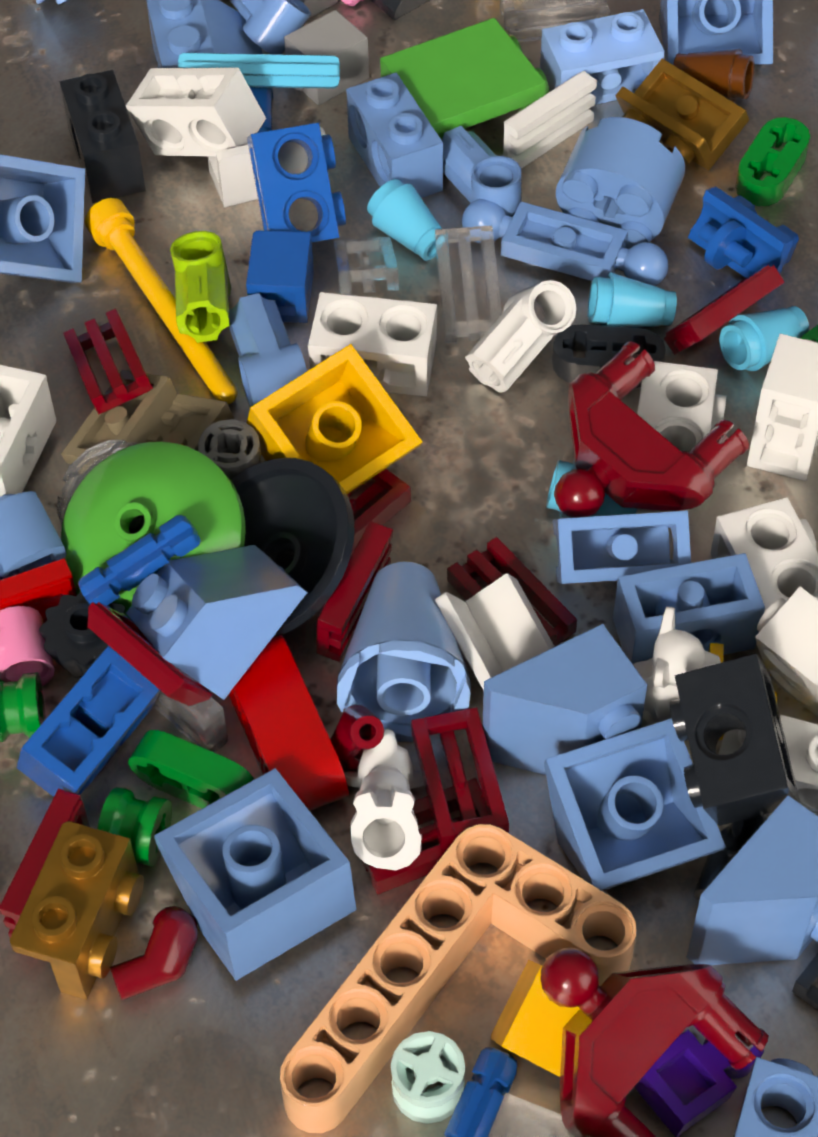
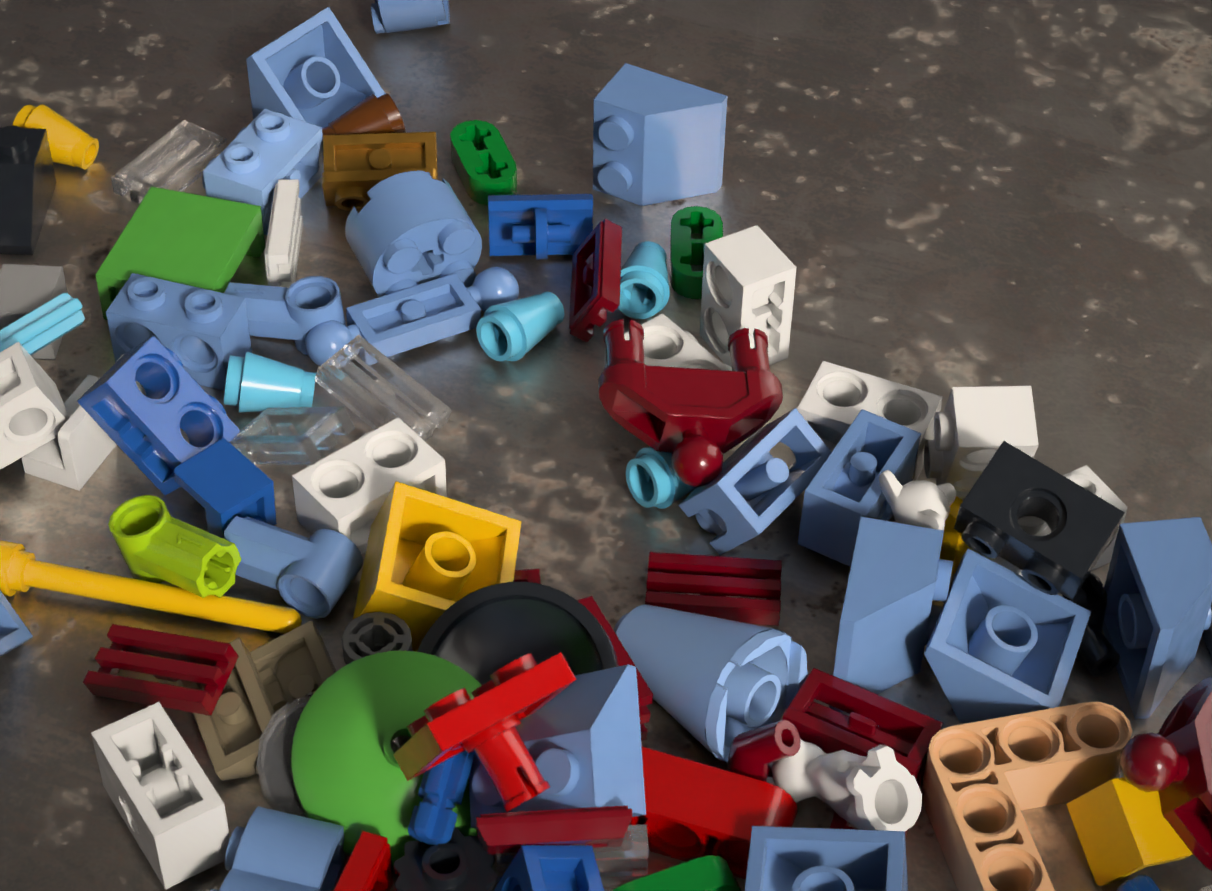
camera: 50 degrees left, 10 degrees down
(142, 546) = (489, 727): none -> red plate
(495, 627) = (775, 602): white panel -> none
(520, 335) = (472, 390): white piece -> none
(599, 345) = (549, 373): black beam -> none

